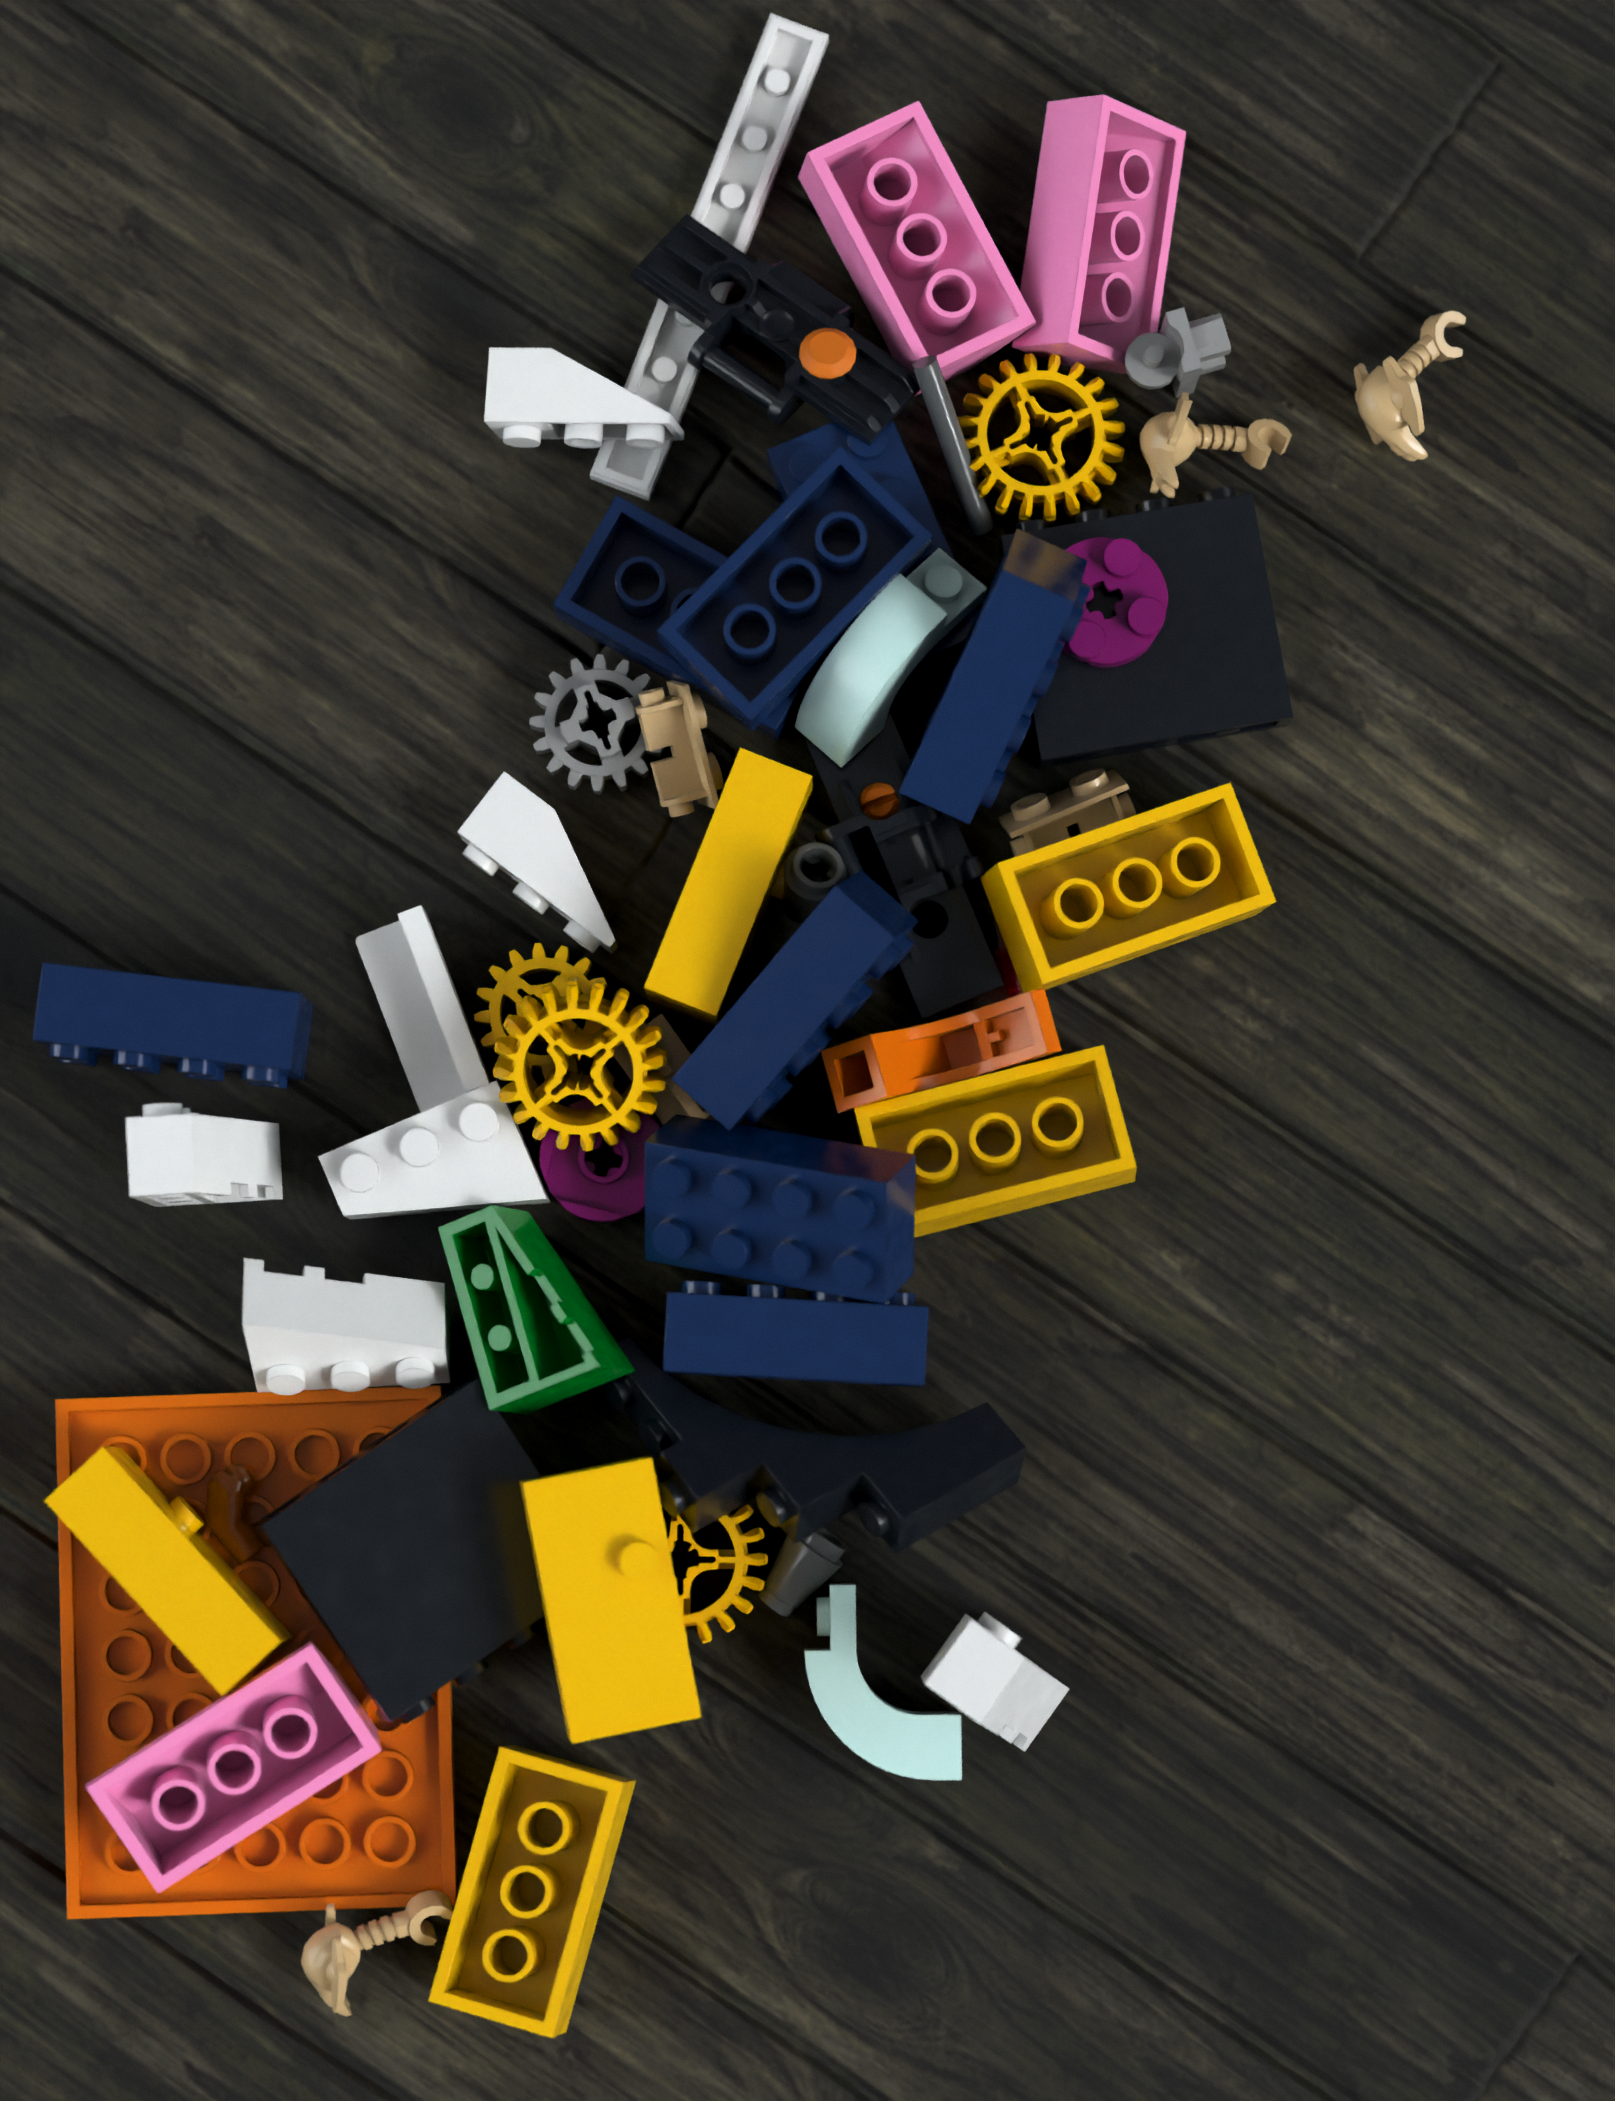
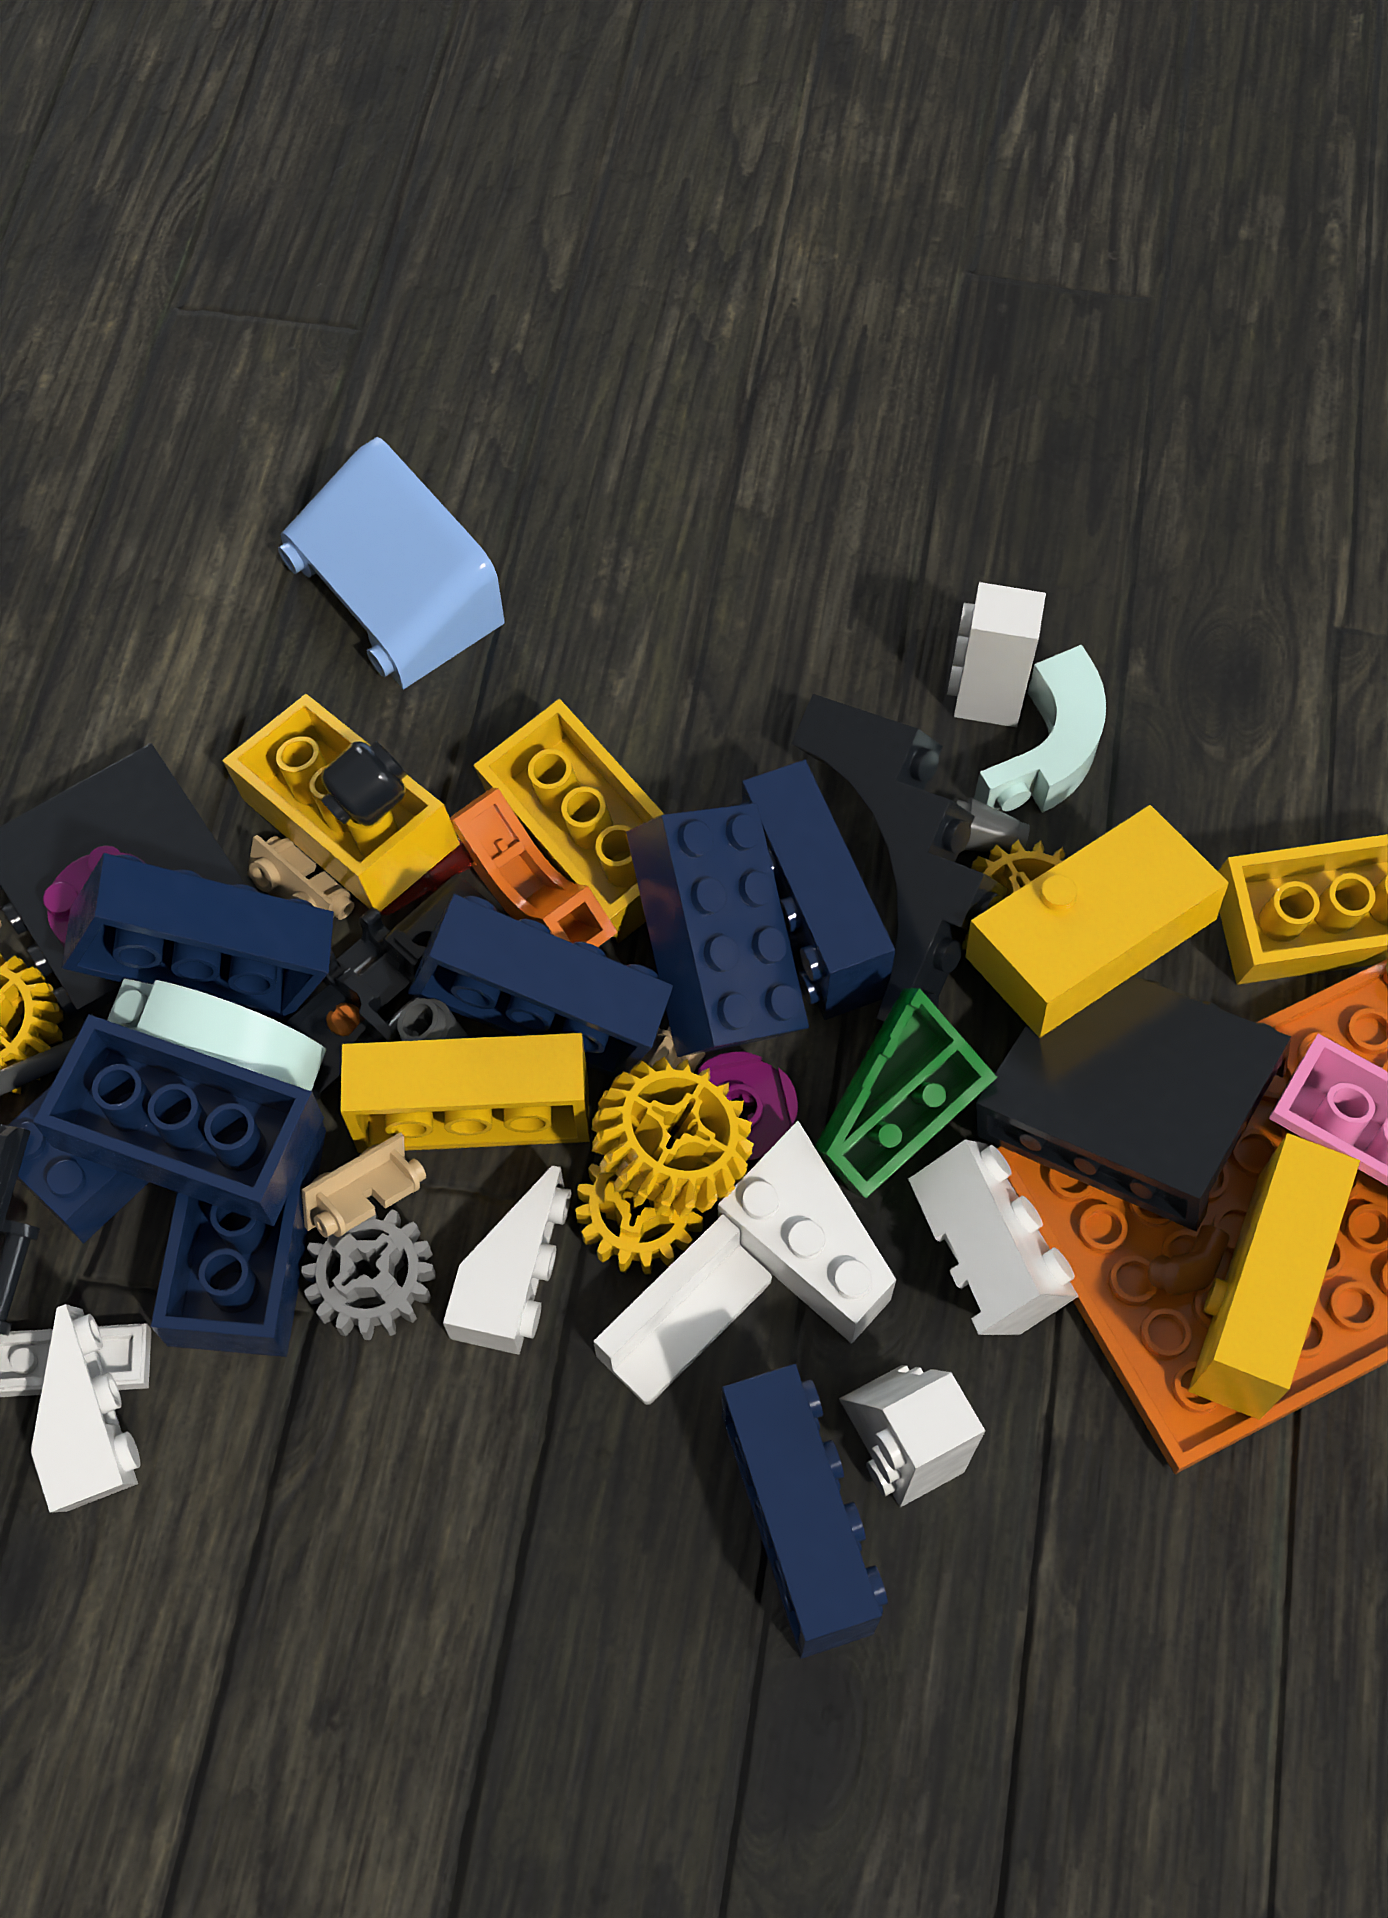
camera: 115 degrees left, 20 degrees down
(1094, 907) = (363, 783): none -> black head
(1421, 1060) = (396, 564): none -> light blue windscreen

